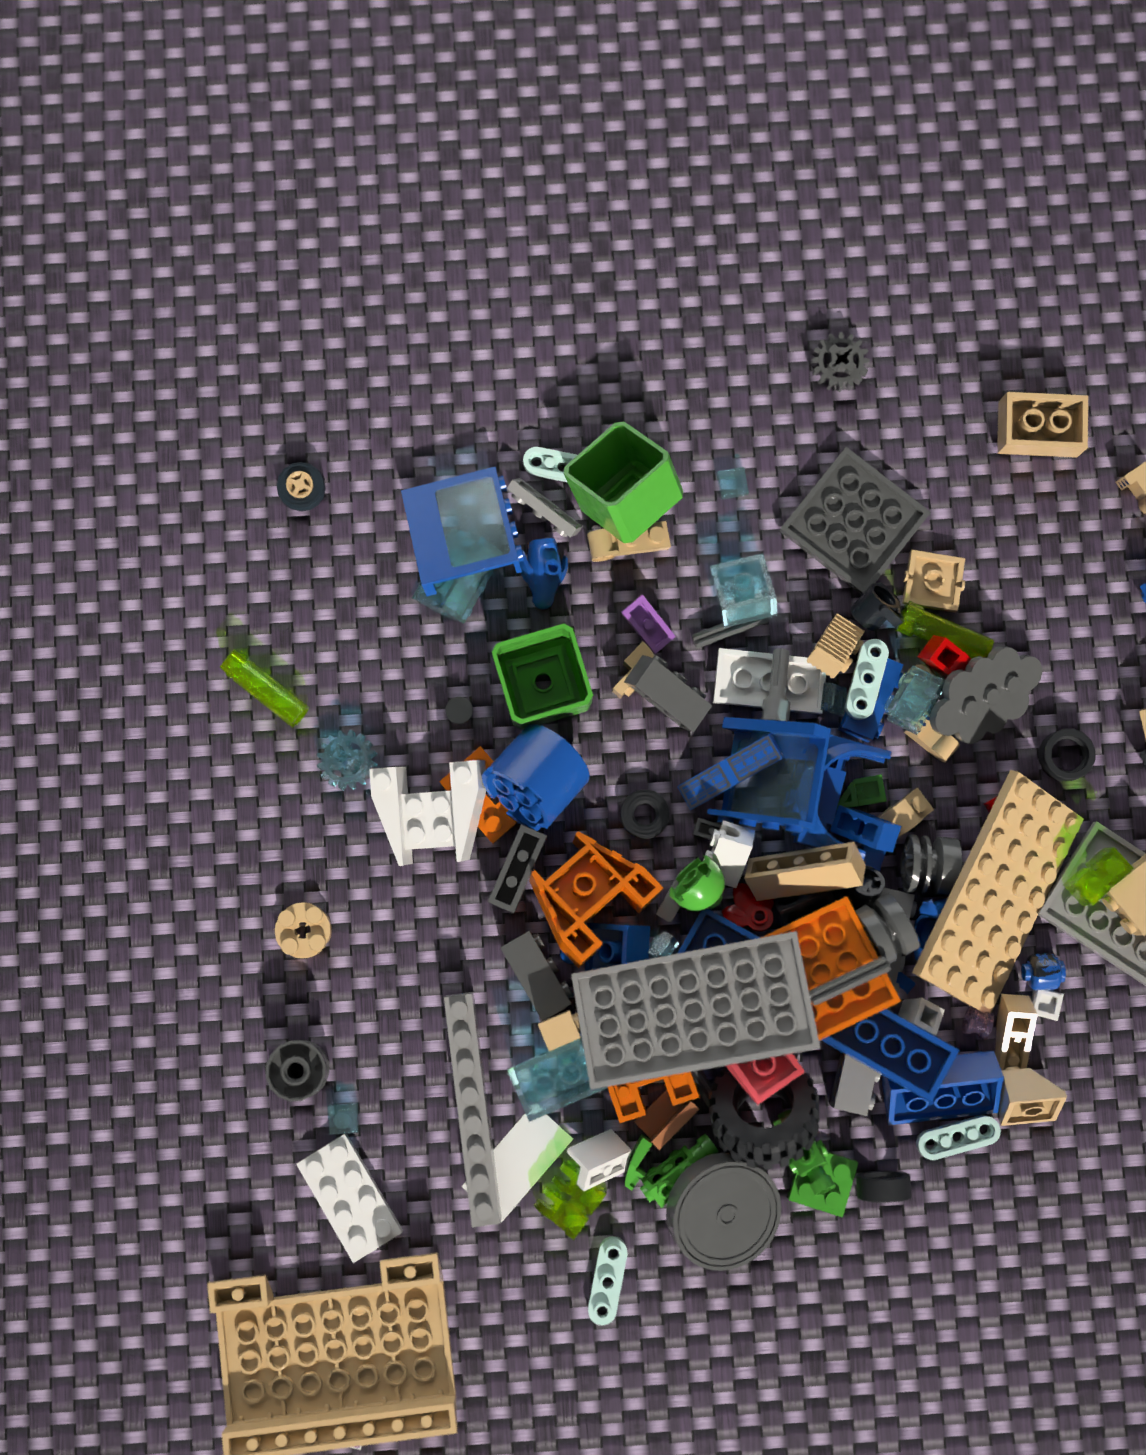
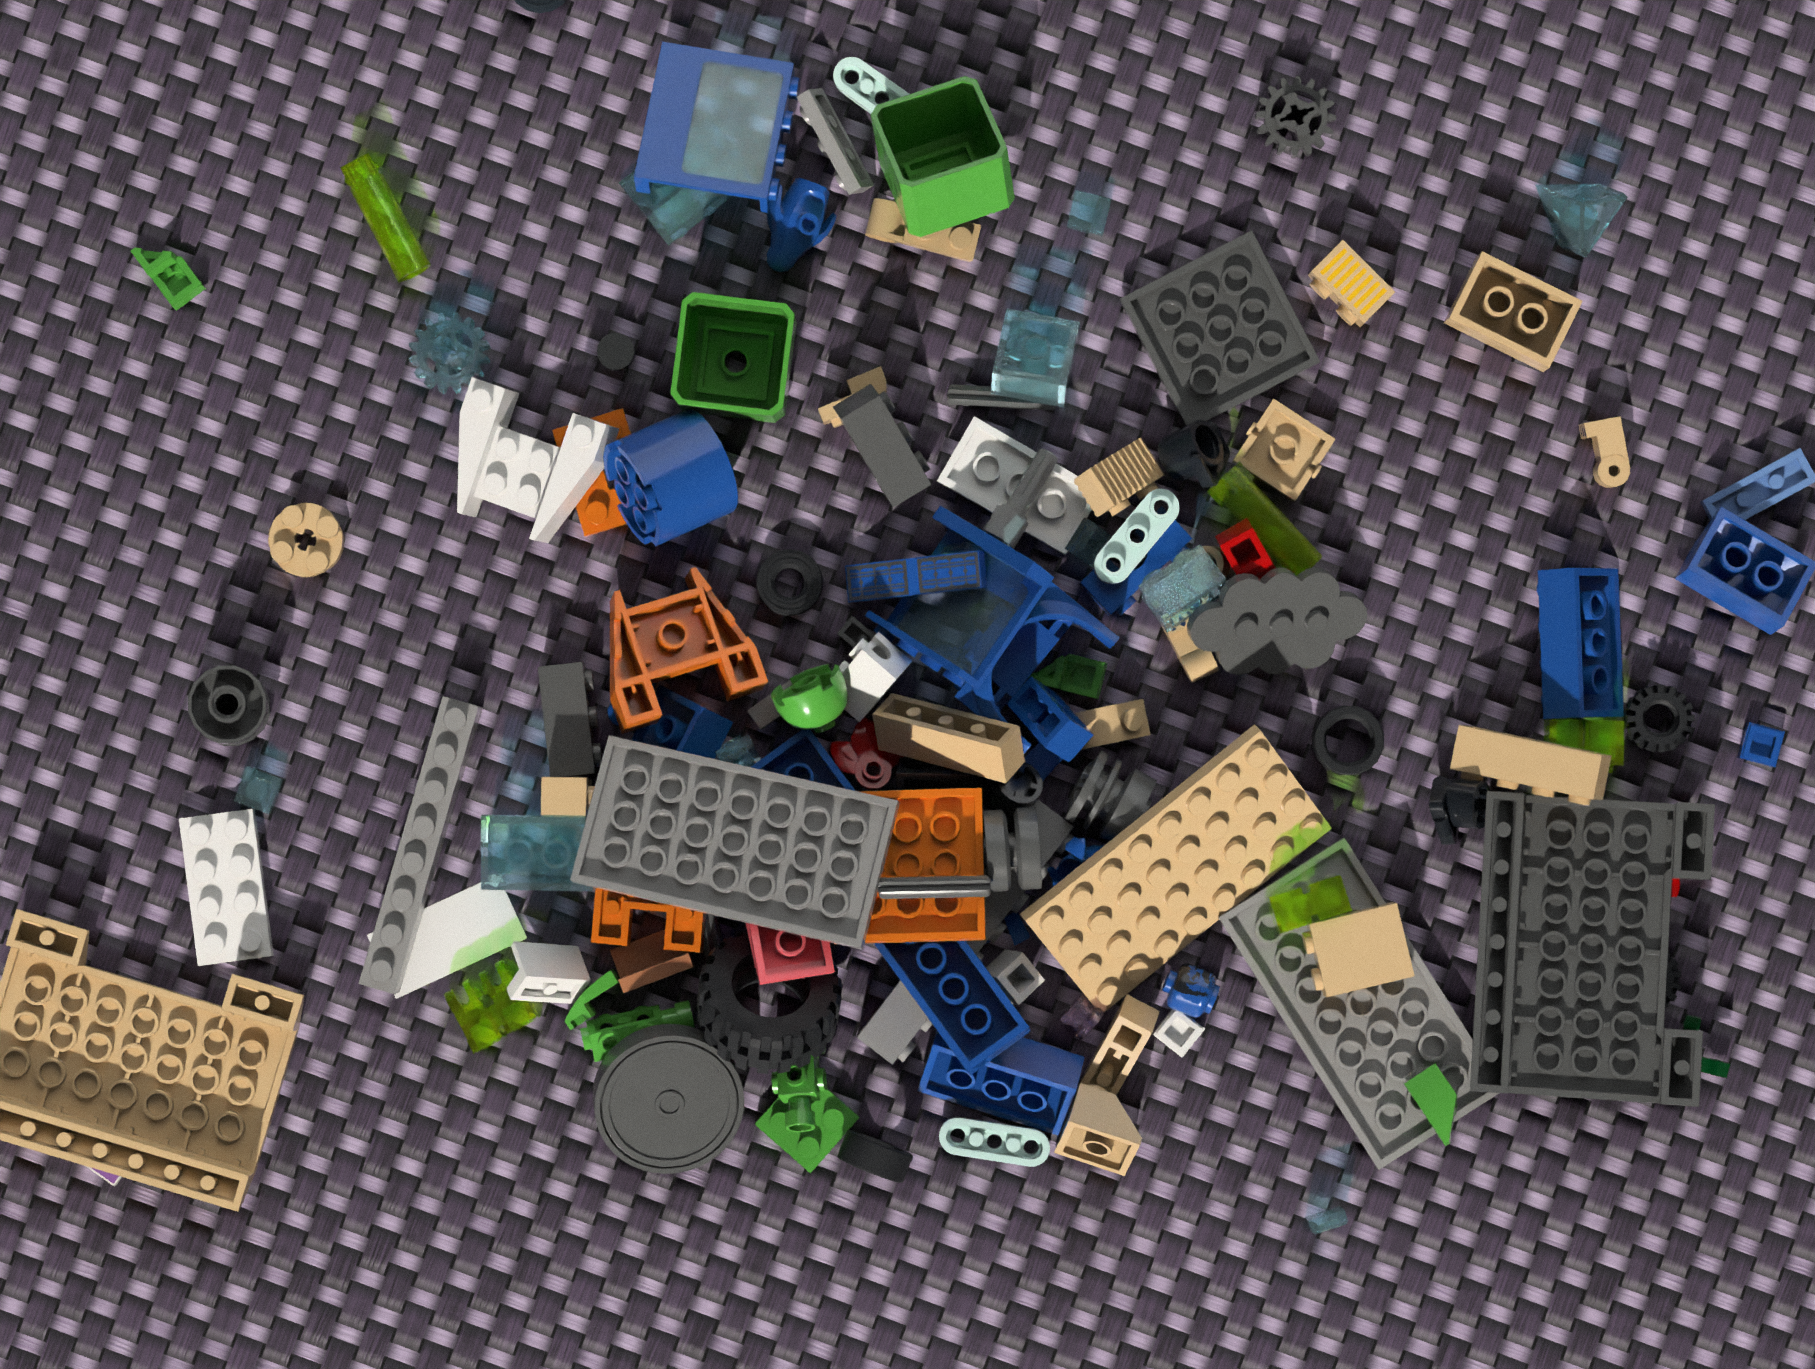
camera: 25 degrees right, 5 degrees up
(134, 790) = (170, 275): none -> bright green slope
(517, 869) = (600, 579): dark grey brick -> none
(607, 1267) = (506, 1110): light aqua plate -> none
(648, 624) = (898, 347): medium lavender plate -> none
(927, 454) = (1350, 284): none -> tan brick
(1053, 345) = (1579, 213): none -> clear light blue slope

